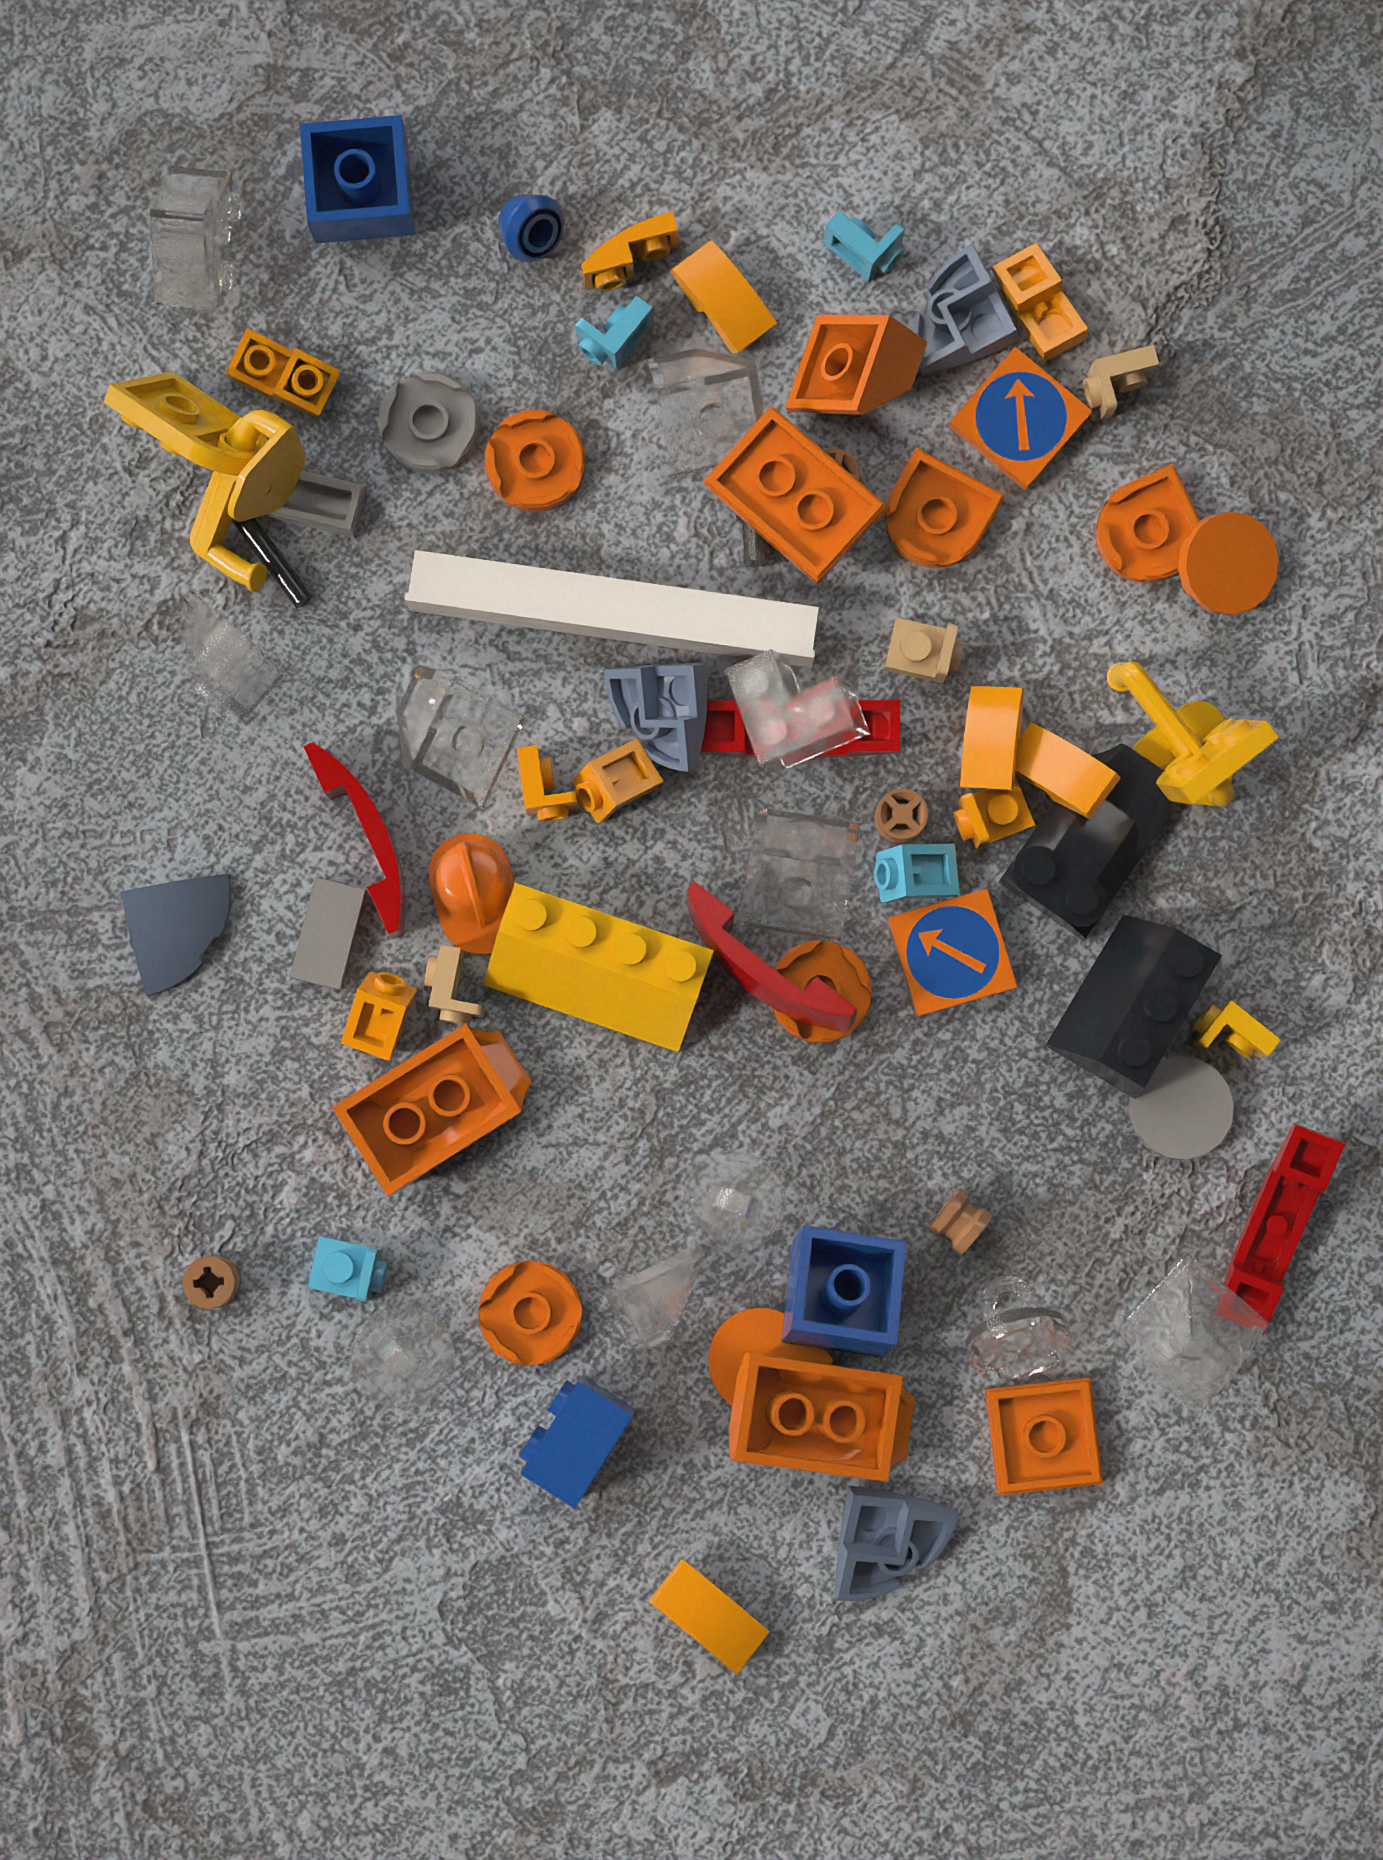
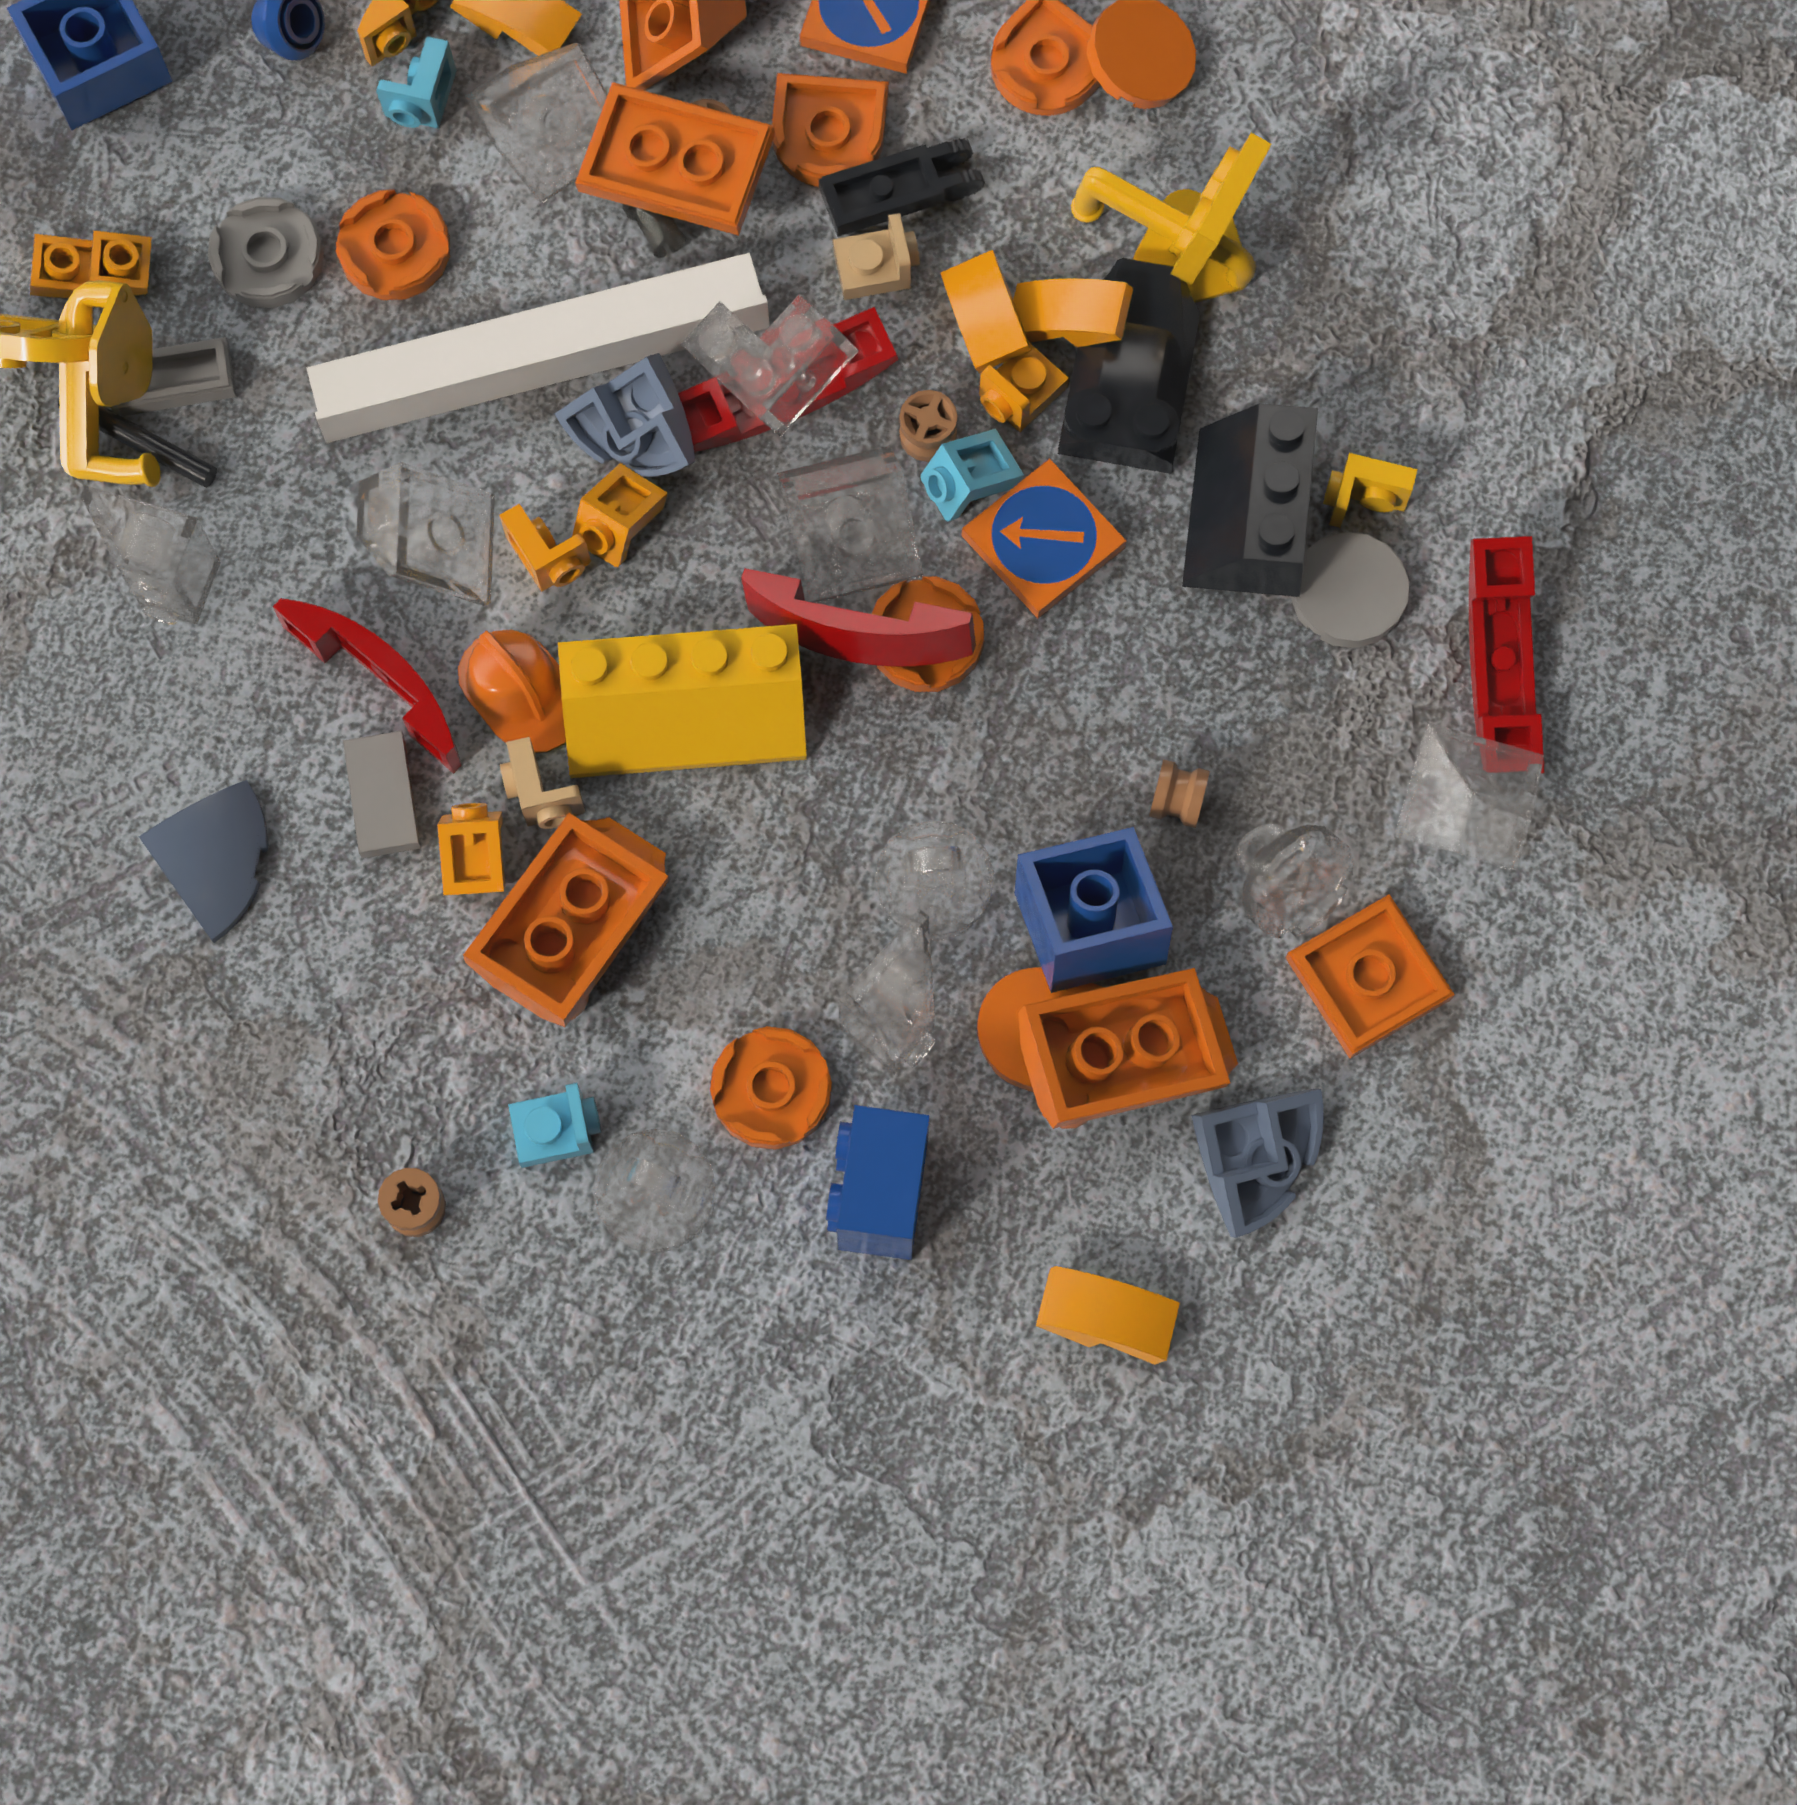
camera: 25 degrees left, 10 degrees down
(969, 592) = (898, 184): none -> black hinge

